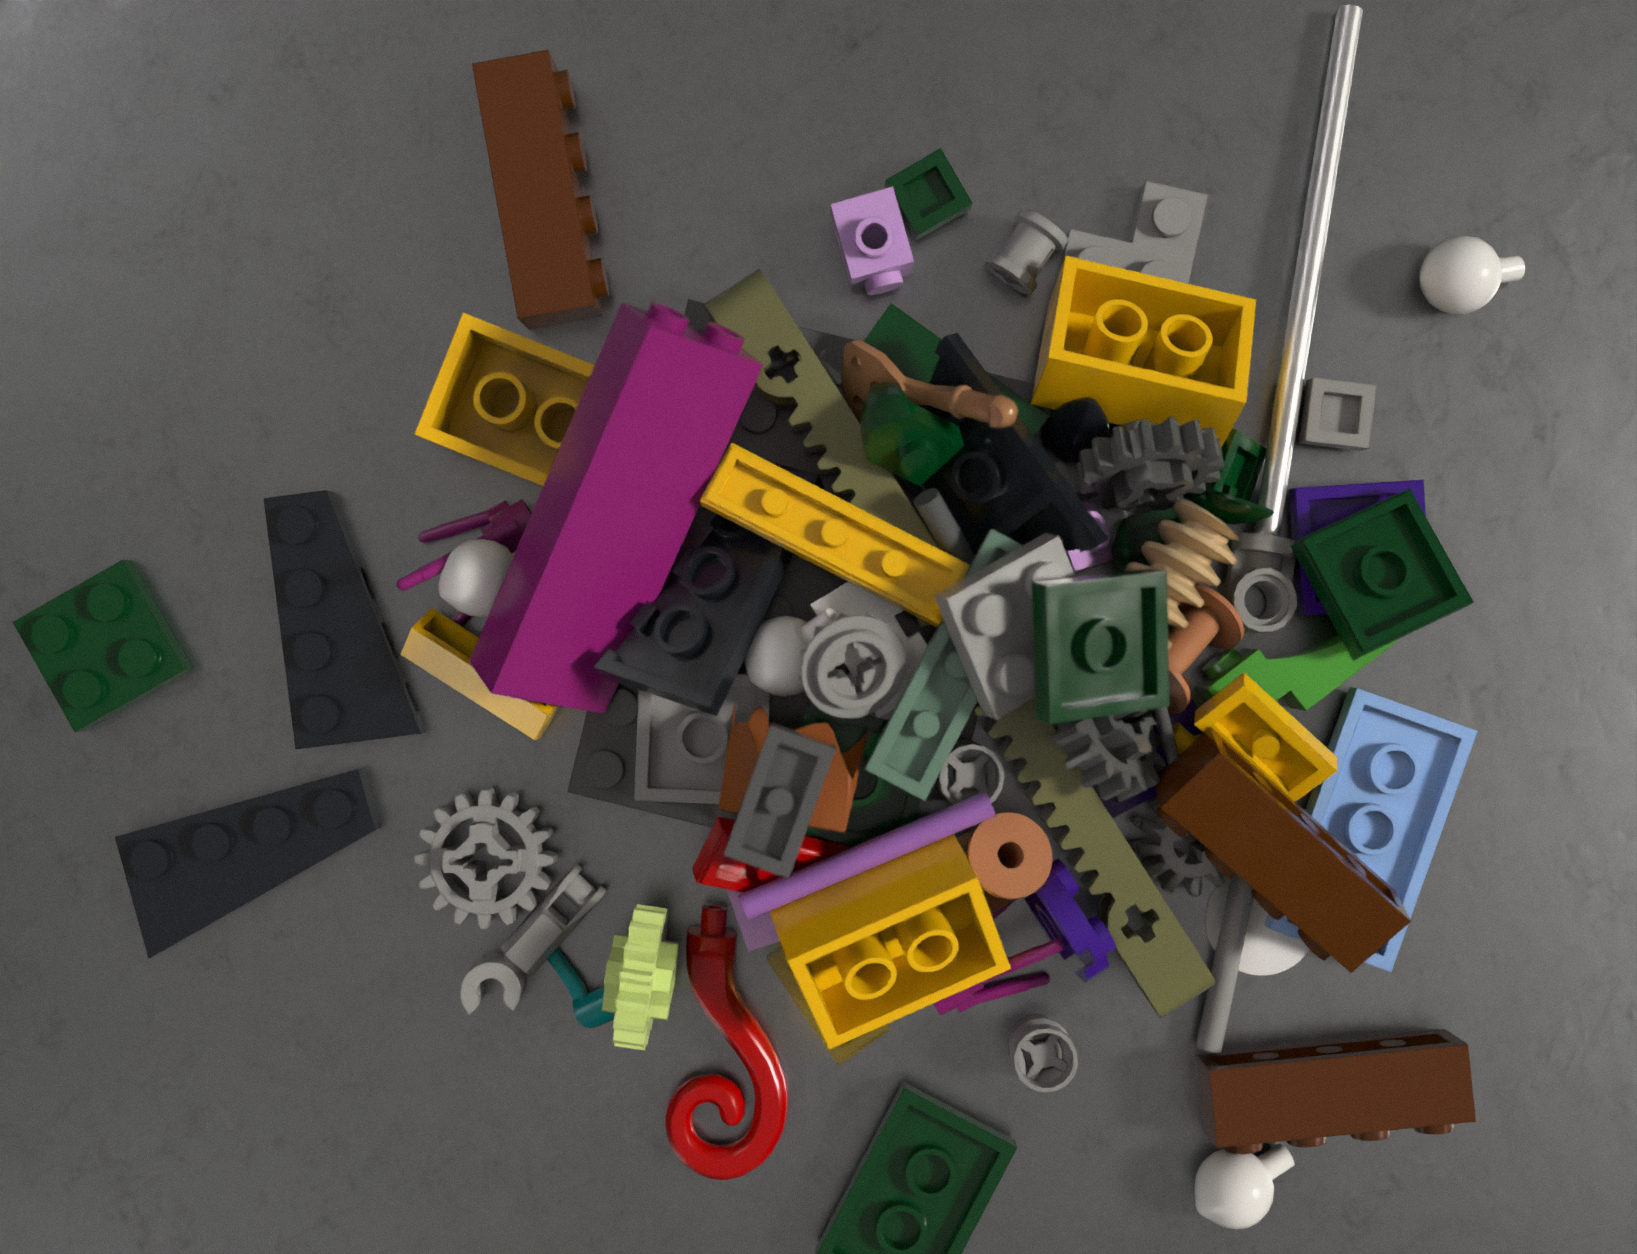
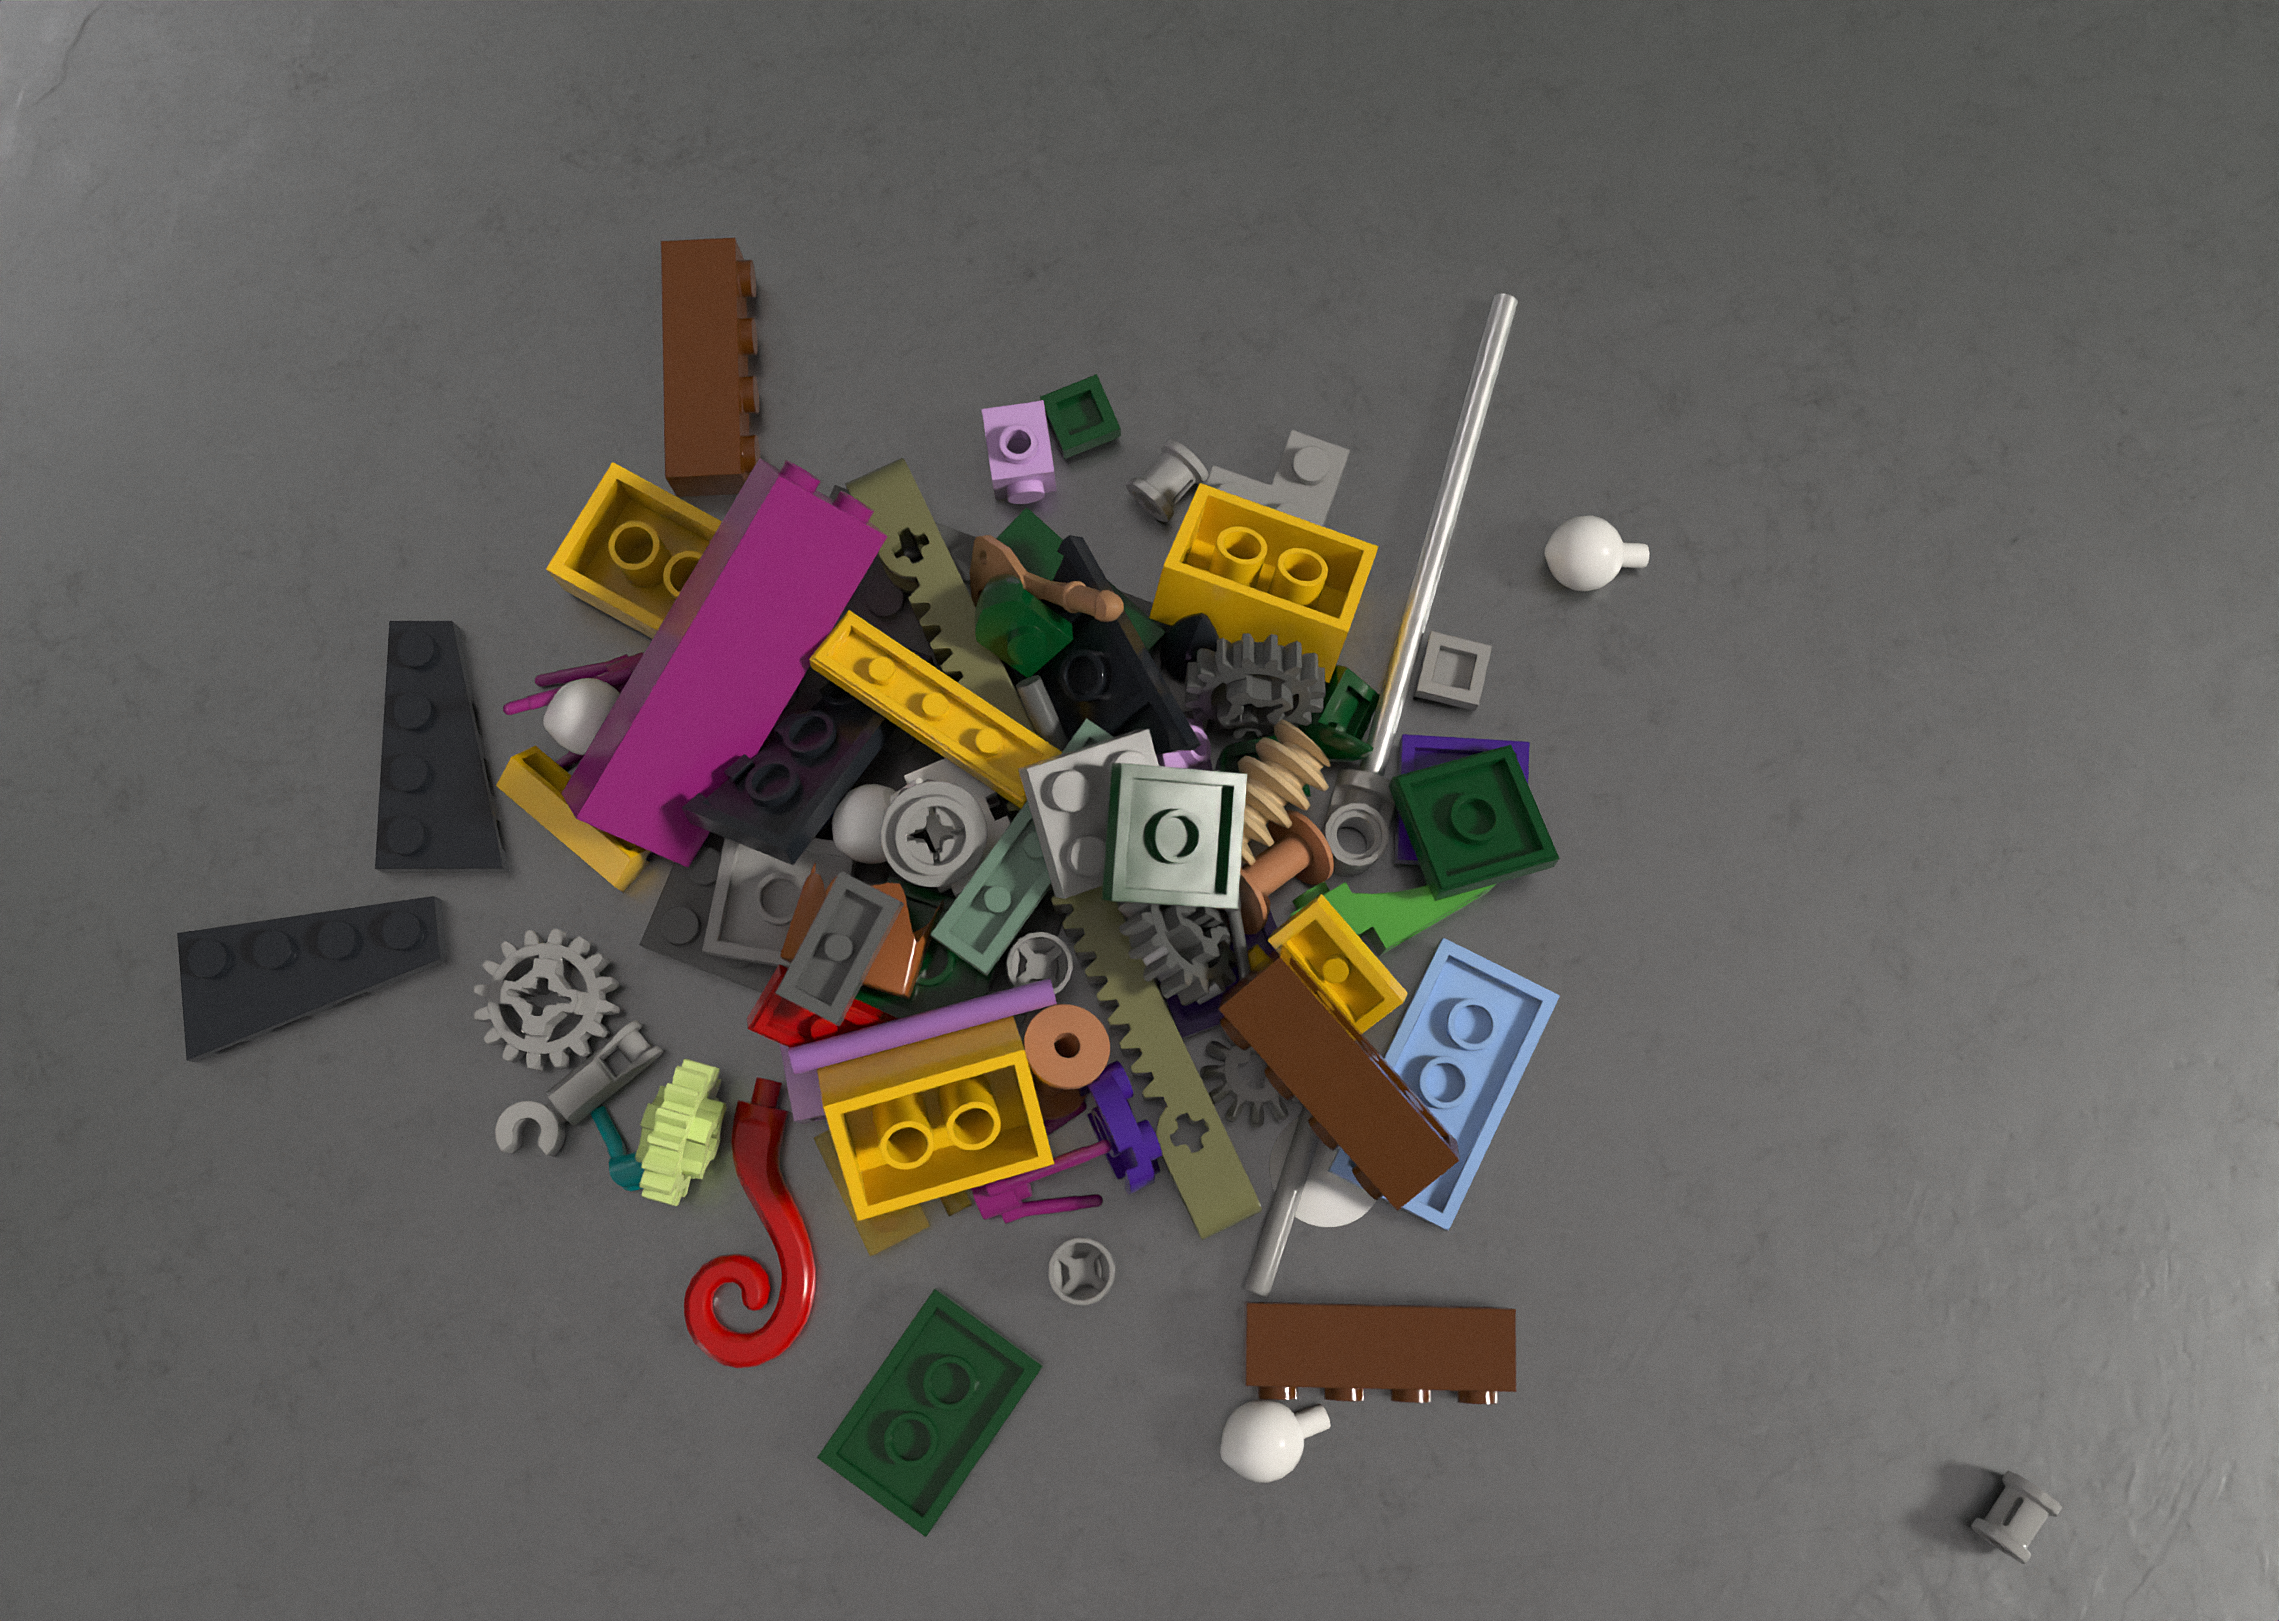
camera: 10 degrees right, 10 degrees down
(102, 645) = (203, 745): dark green plate -> none

